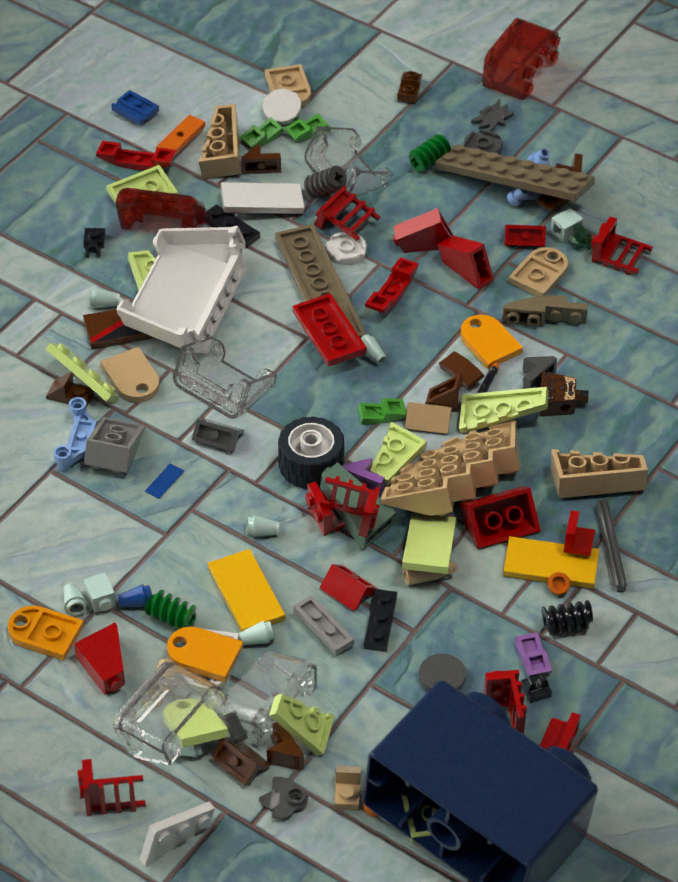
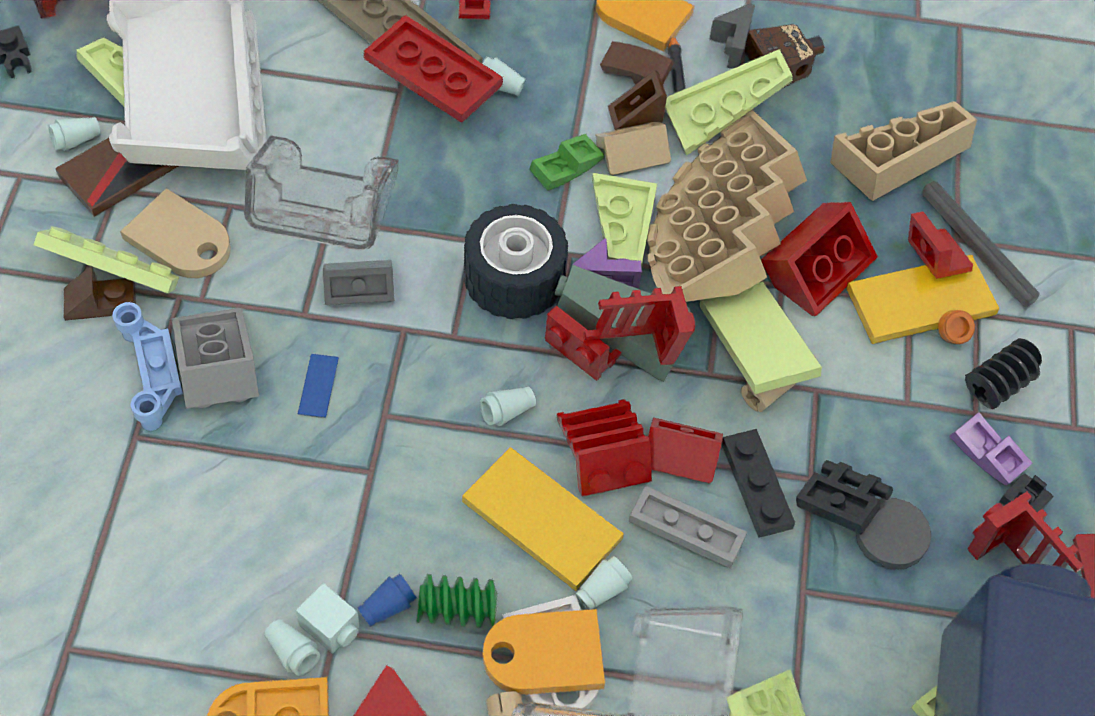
camera: 30 degrees left, 10 degrees up
(302, 569) = (607, 447): none -> red plate
(423, 643) = (839, 503): none -> black plate

